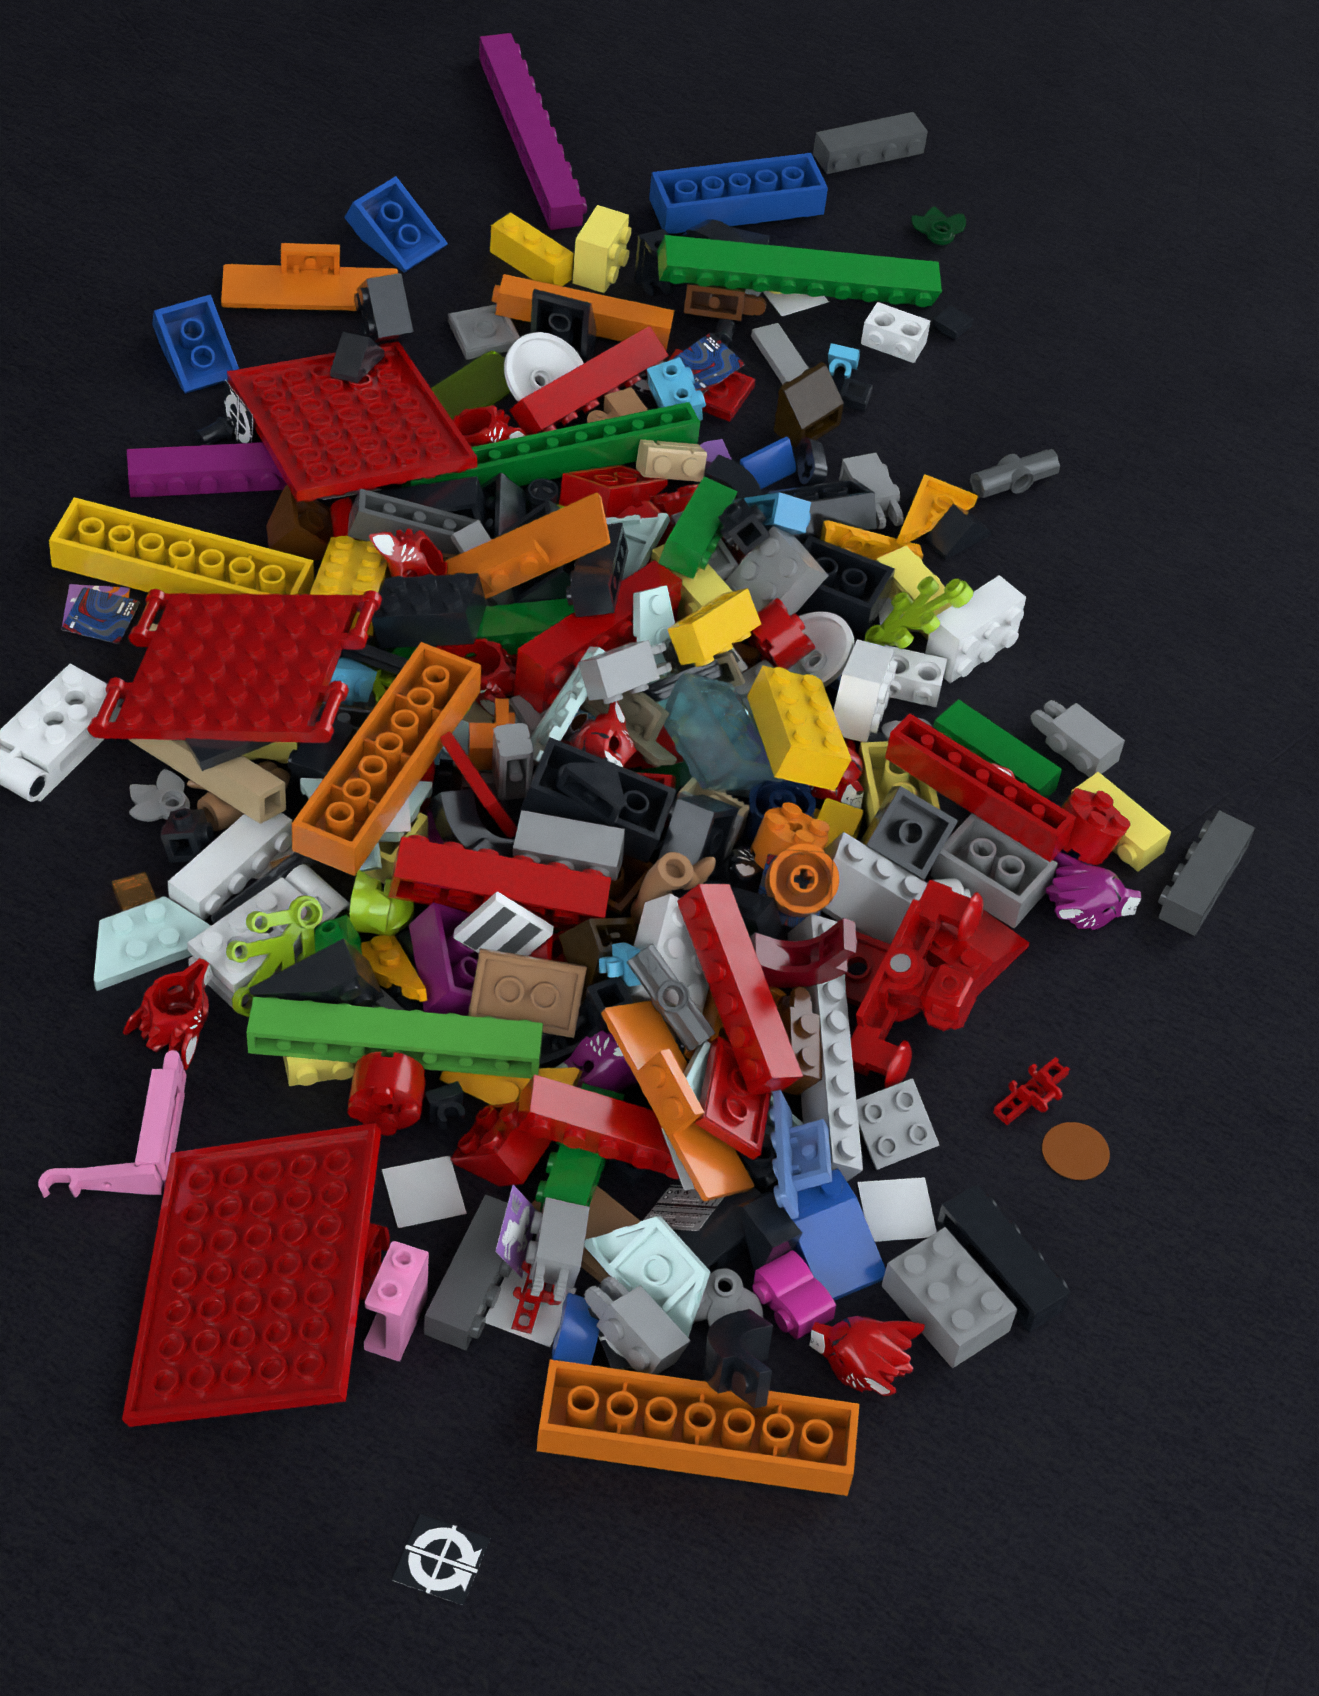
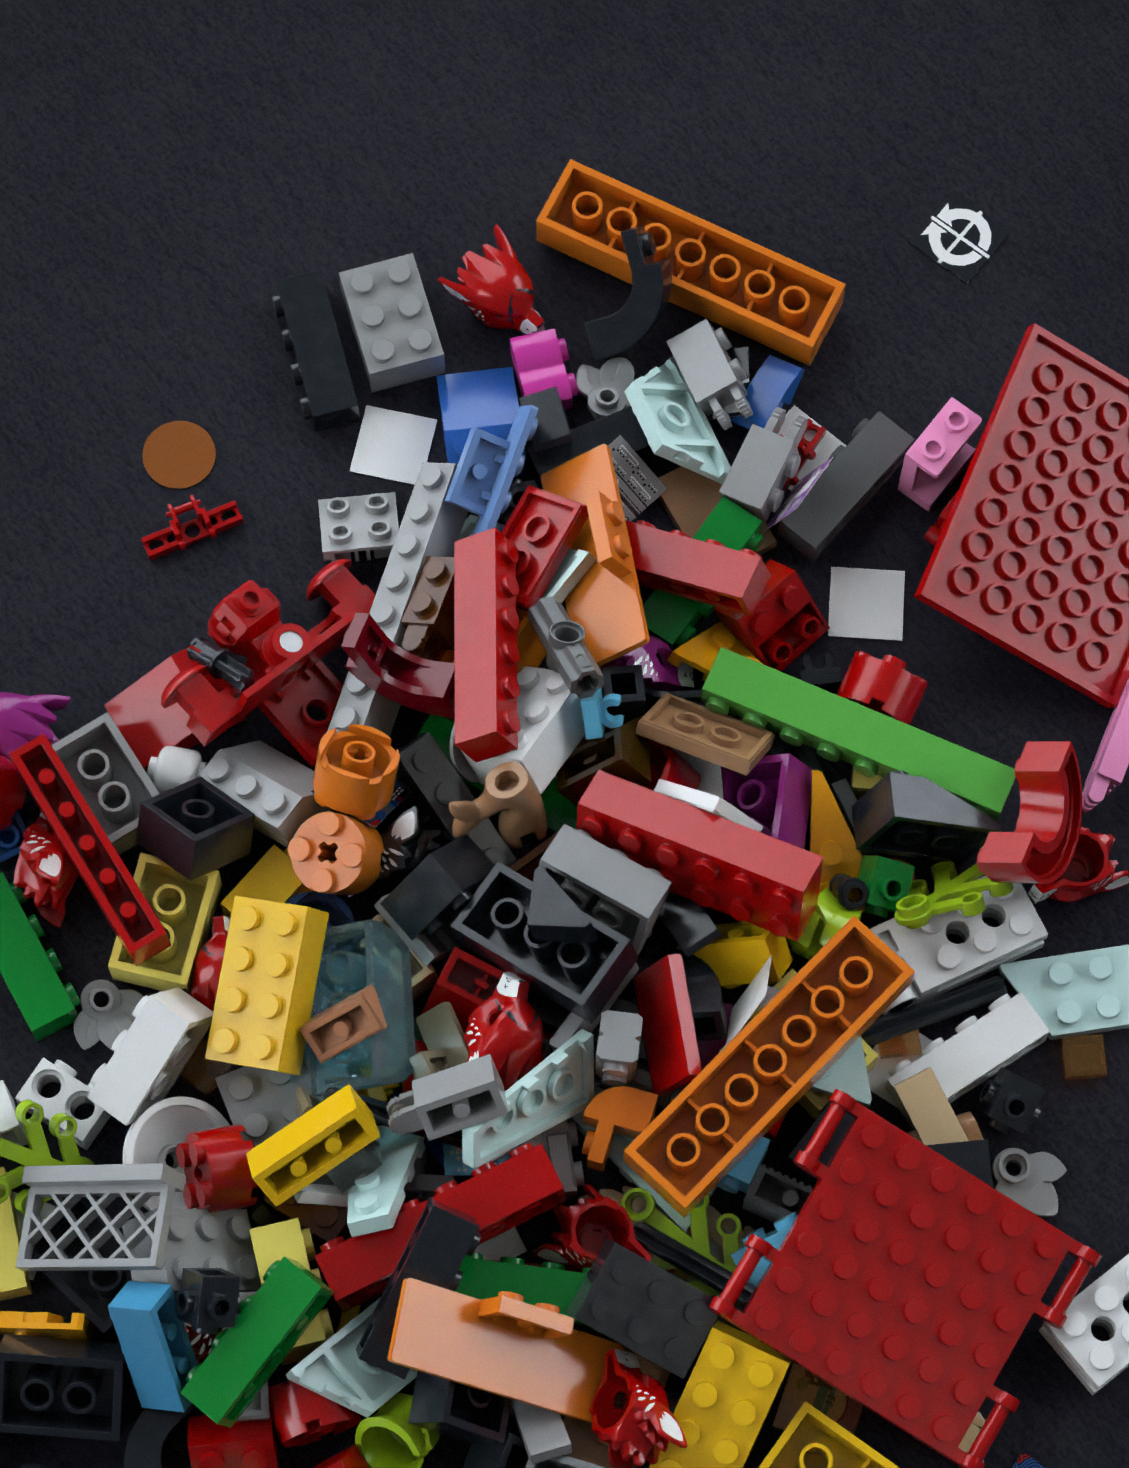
camera: 155 degrees left, 20 degrees up
(212, 972) = (1046, 822): none -> red brick
(363, 920) = (849, 891): none -> black pin
(420, 808) = (749, 1001): none -> white sticker
(729, 707) = (344, 1024): none -> nougat slope
(843, 584) = (92, 1182): none -> light grey fence
(948, 940) = (221, 664): none -> black axle

